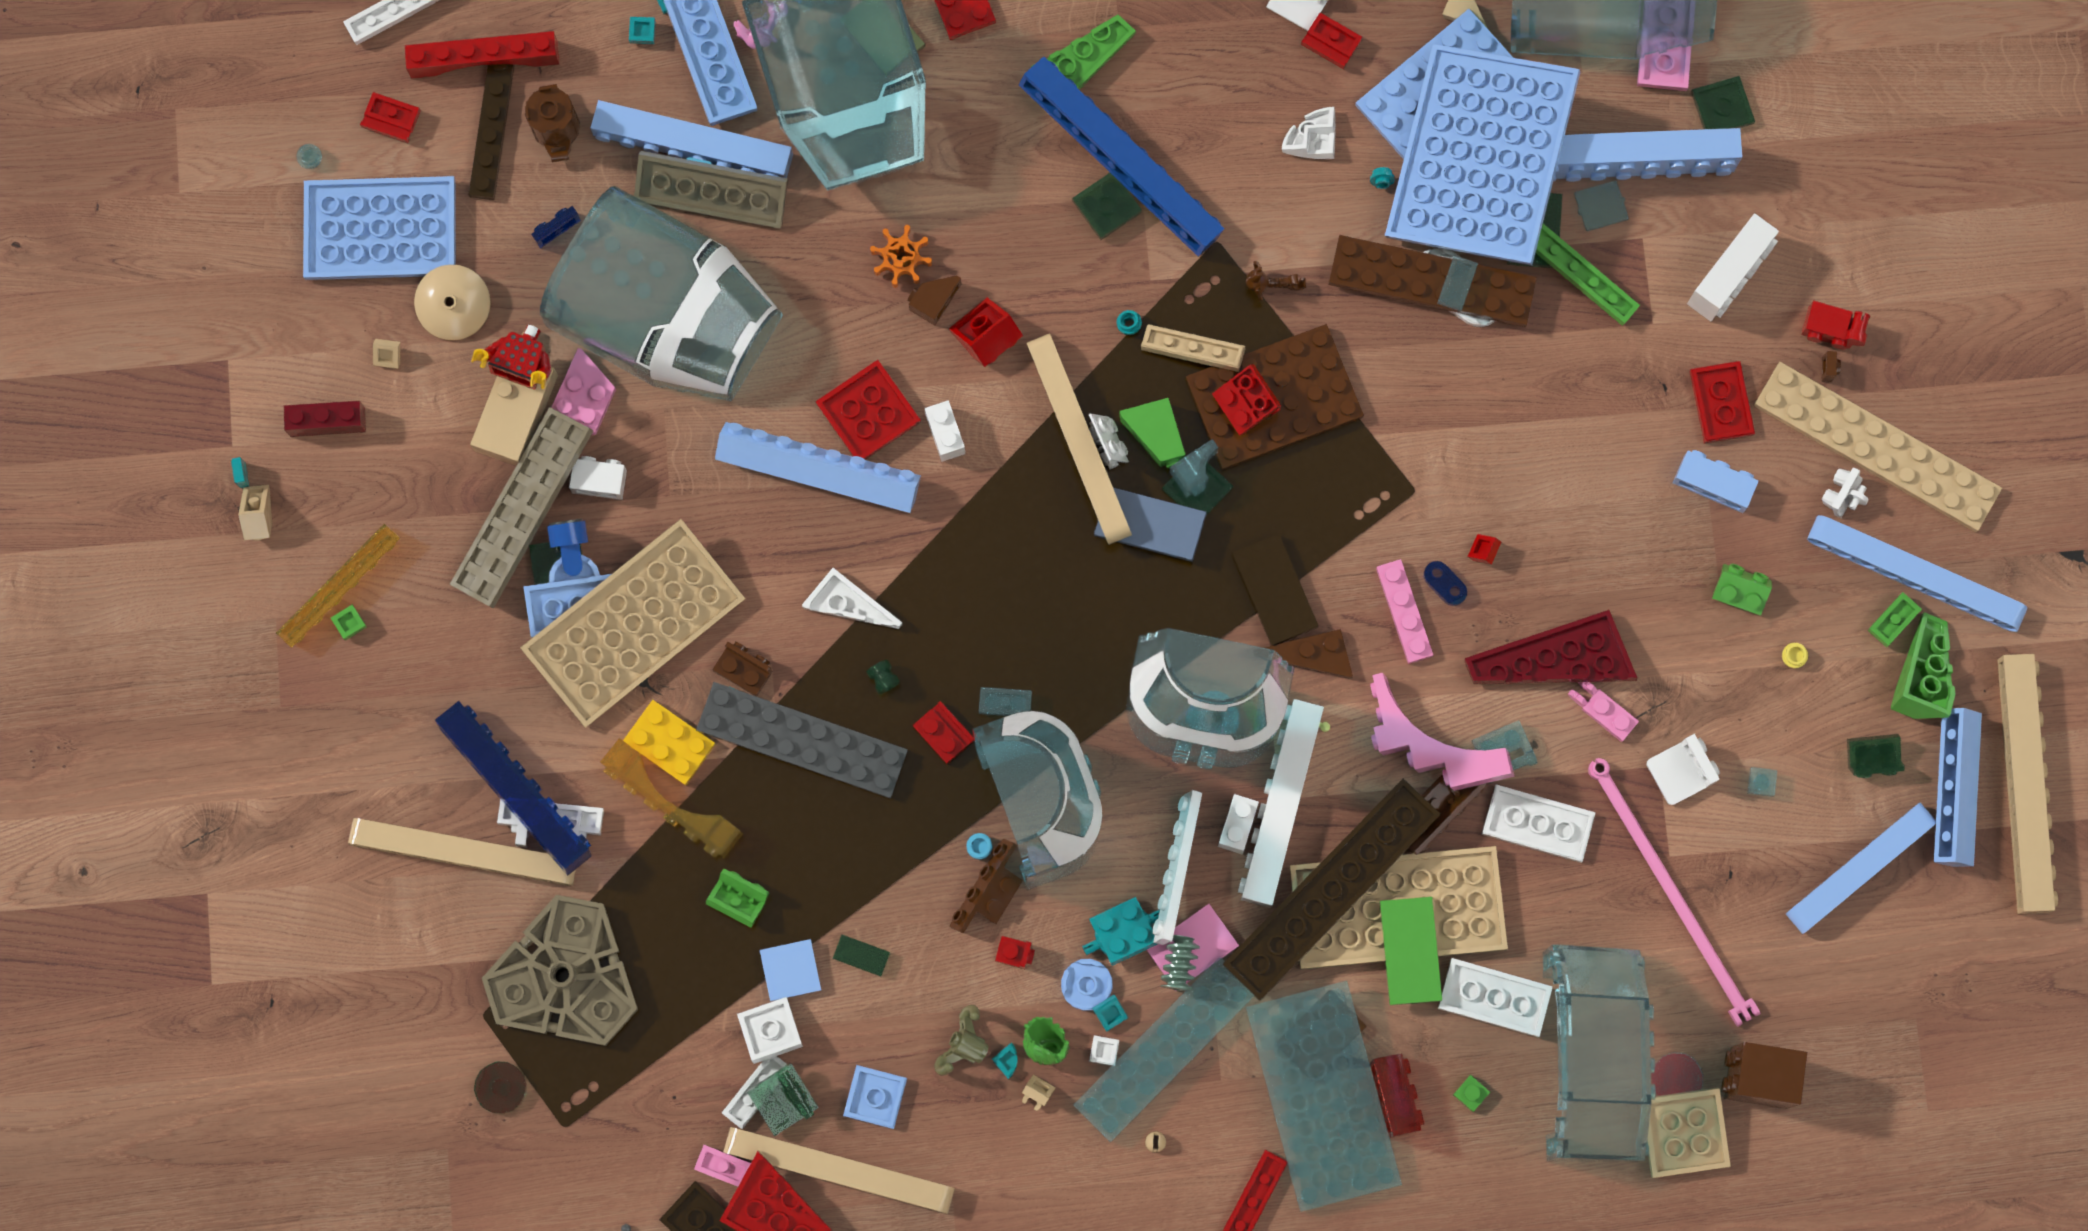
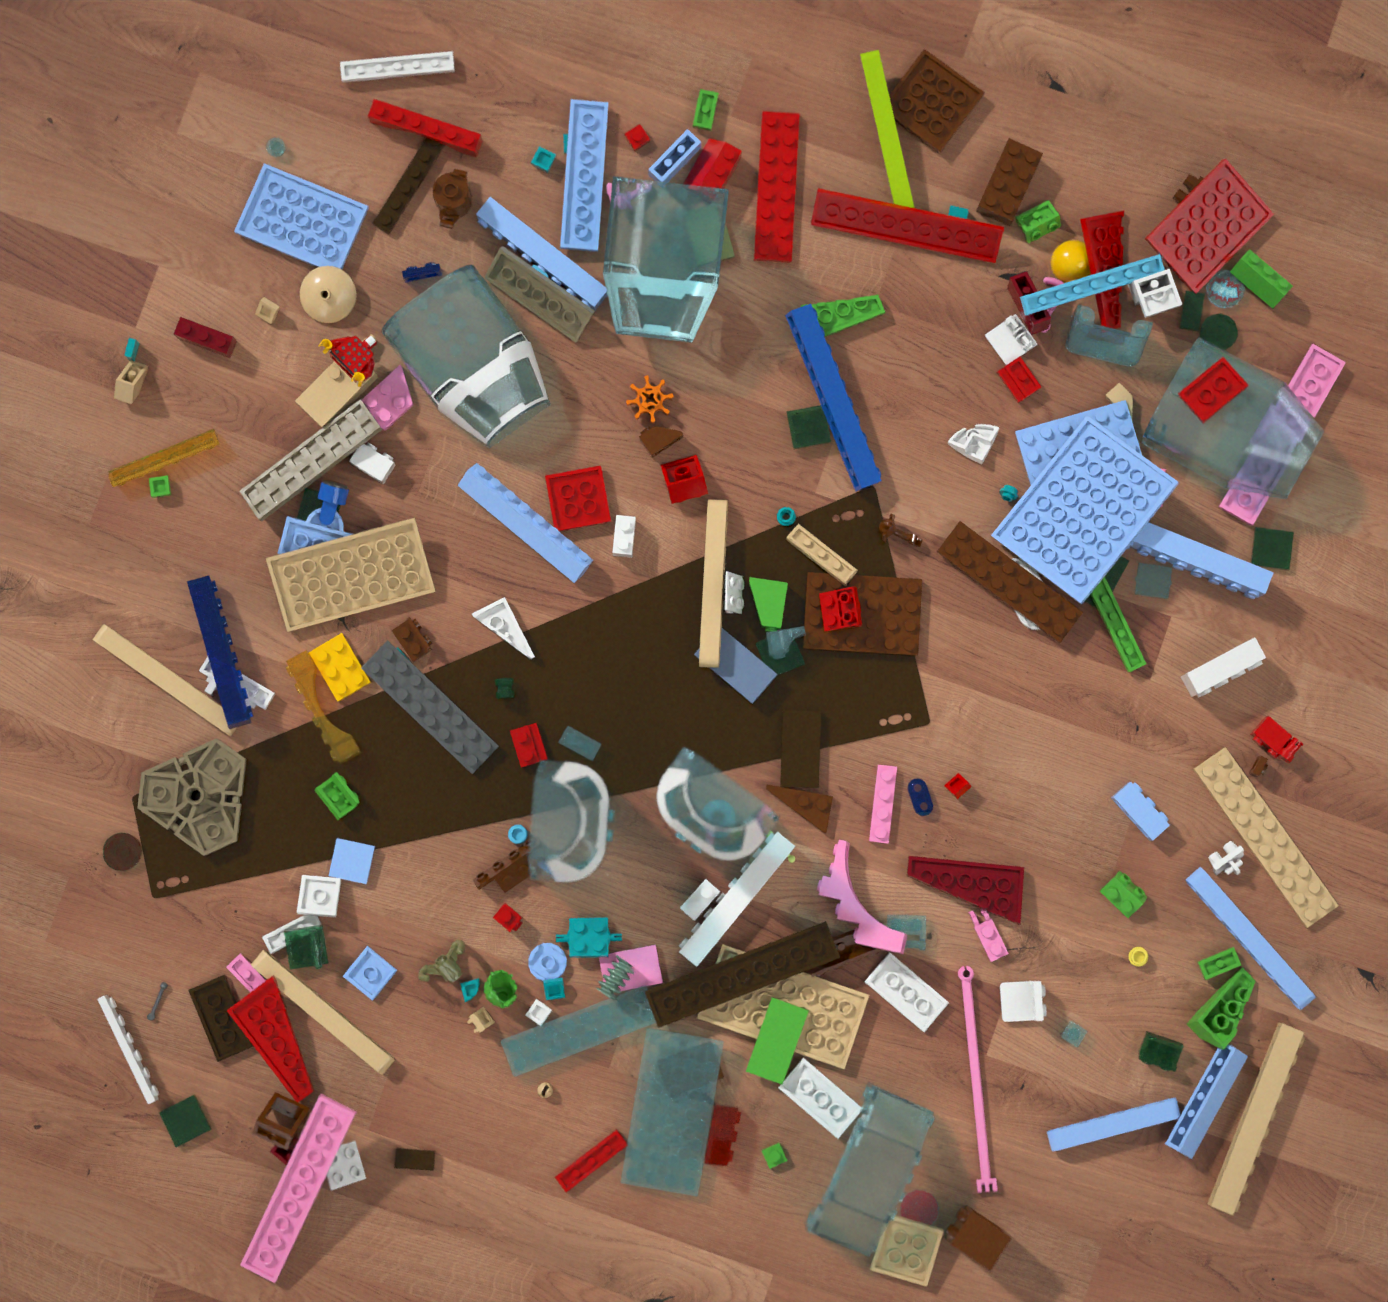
camera: 25 degrees right, 5 degrees up
(390, 117) = (343, 144): red plate -> none
(861, 955) = (404, 872): clear green tile -> none
(1175, 875) = (640, 916): white plate -> none
(1457, 283) = (1025, 592): clear light blue tile -> none
(1722, 402) = (1172, 757): red tile -> none

